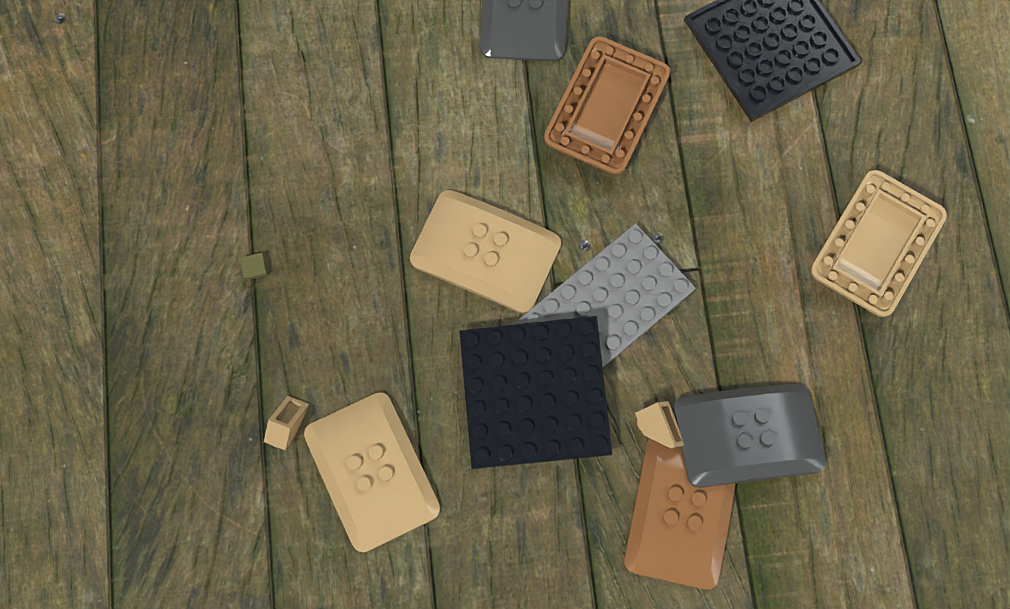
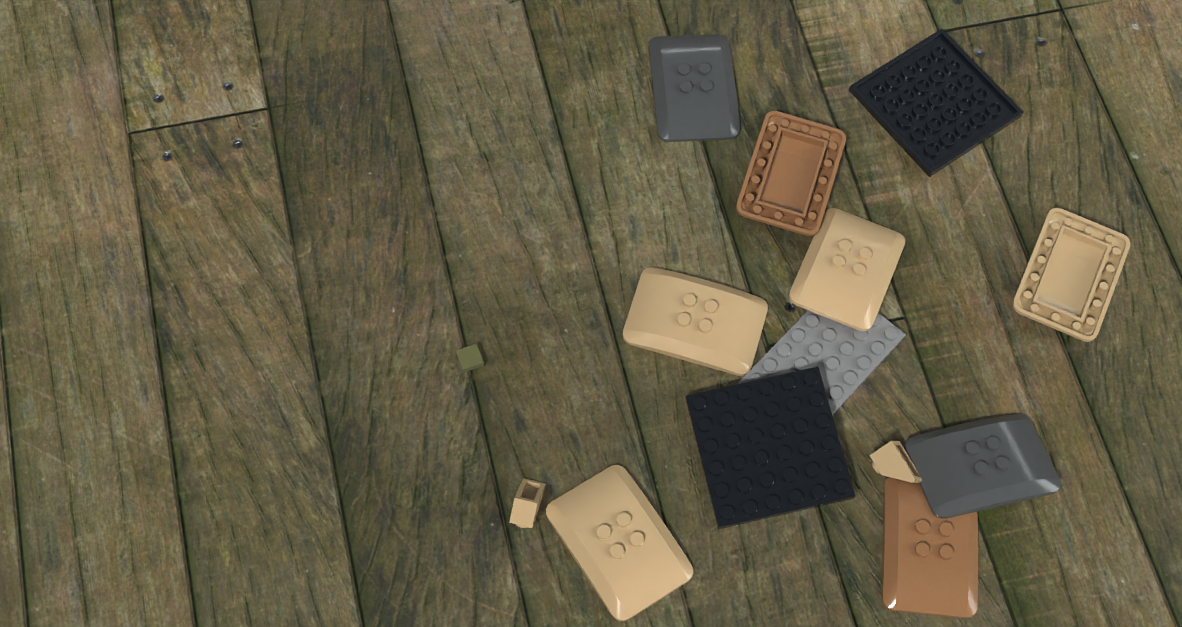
camera: 10 degrees left, 10 degrees down
(647, 213) = (847, 269): none -> tan wedge

